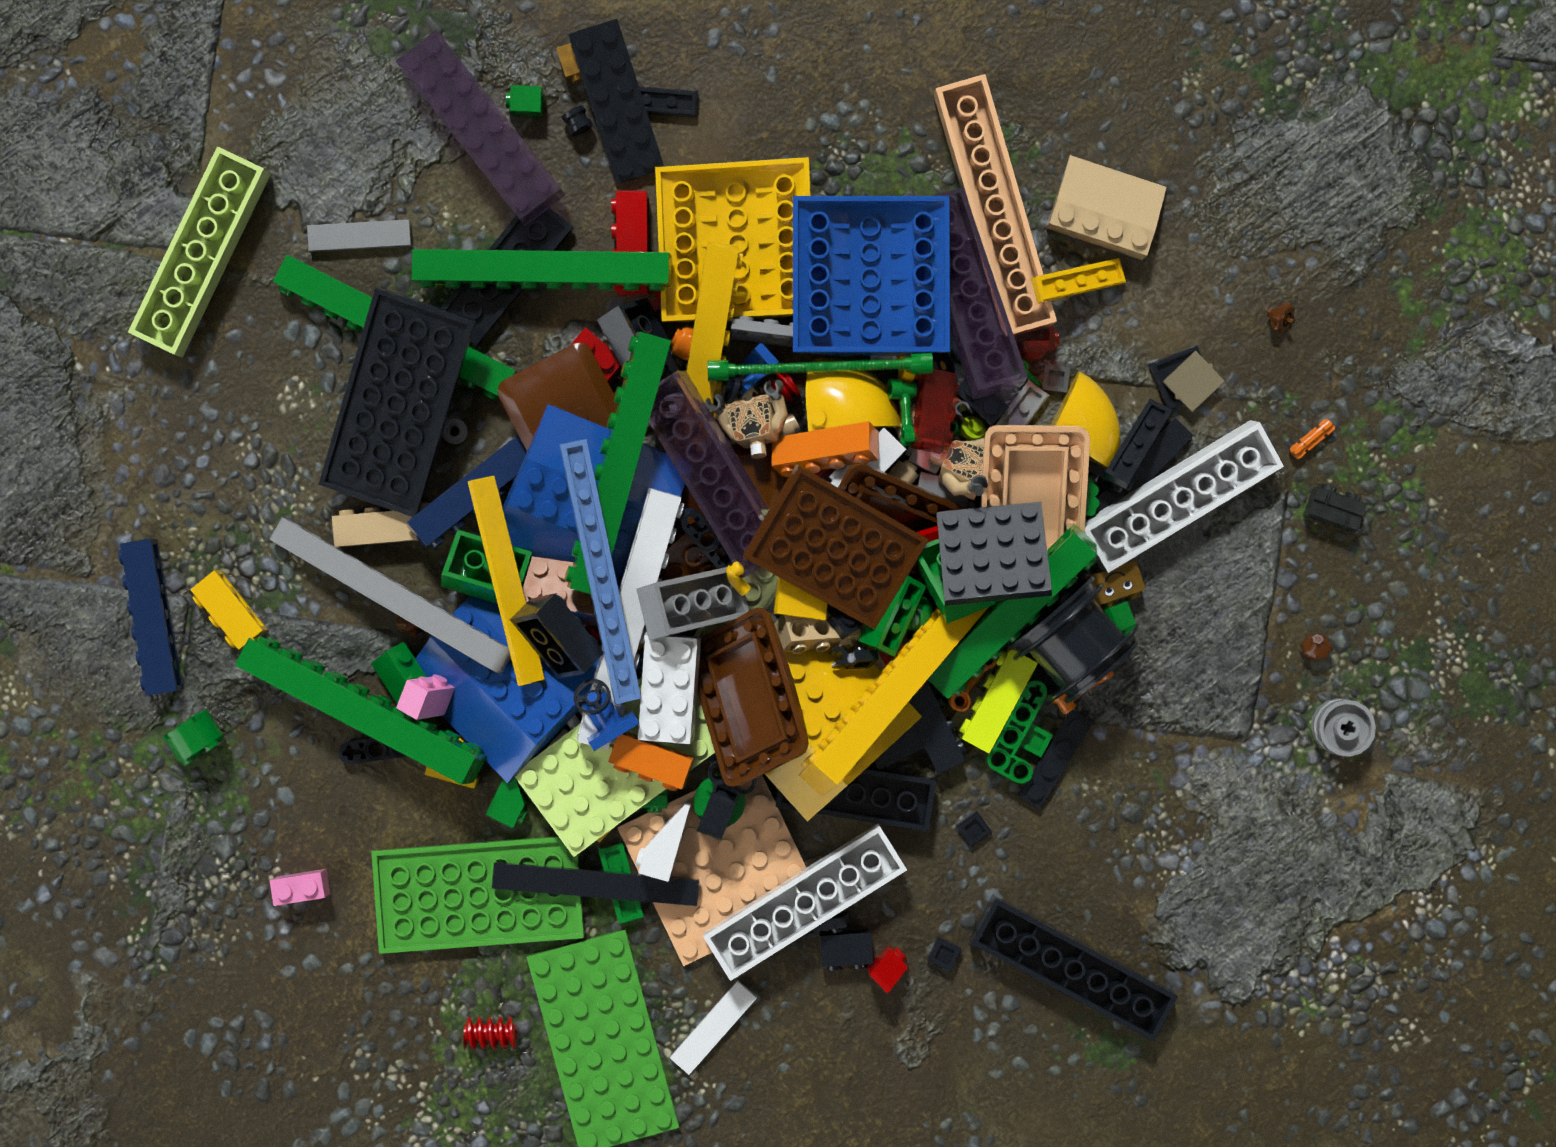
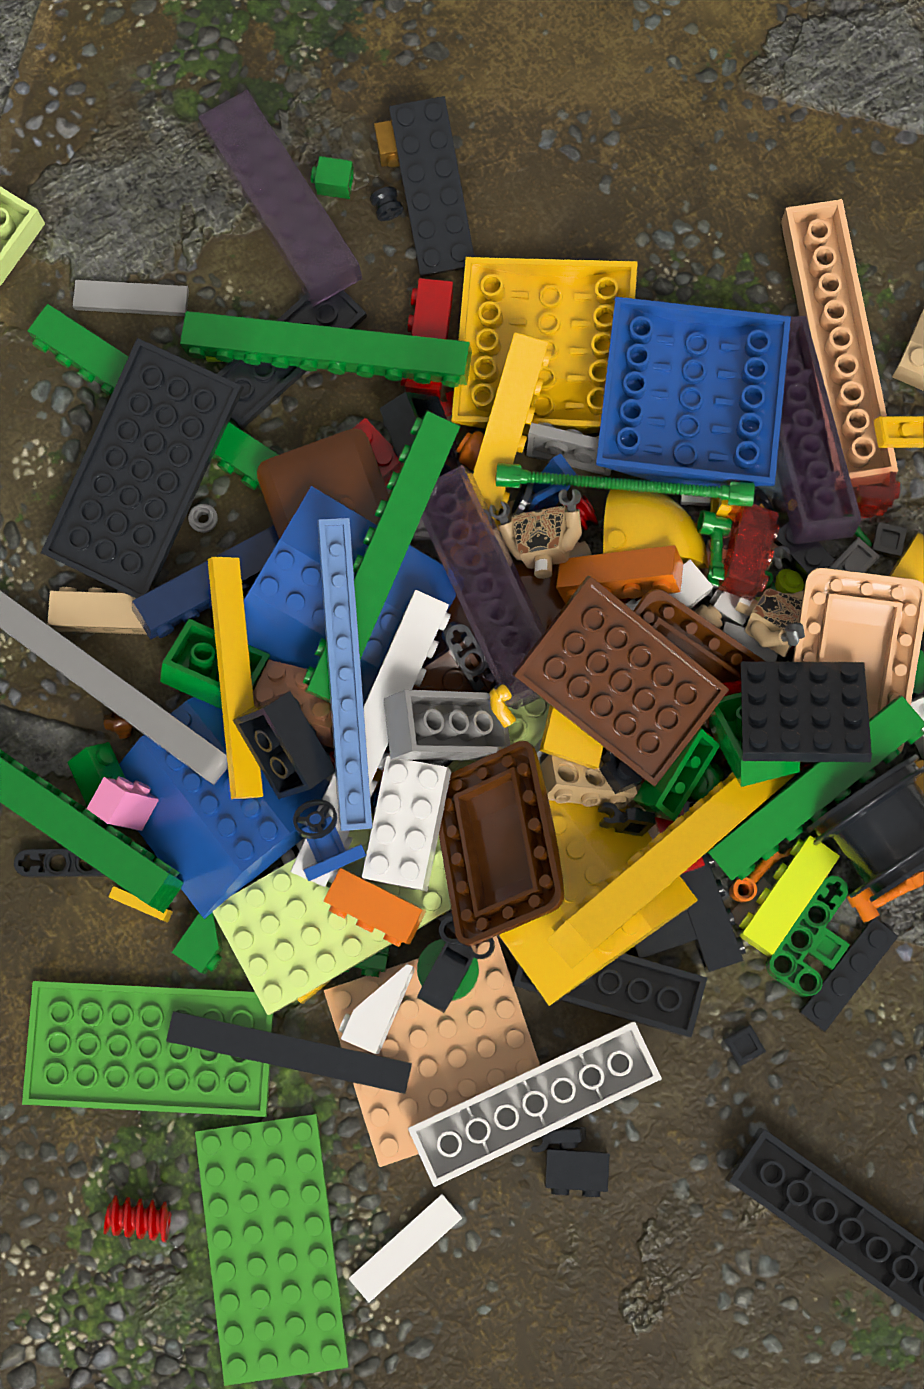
camera: 15 degrees right, 10 degrees down
(615, 860) = (316, 1027): green plate -> none
(670, 101) = (491, 197): black tile -> none
(888, 967) = (625, 1199): red slope -> none
(944, 953) = (693, 1192): black plate -> none

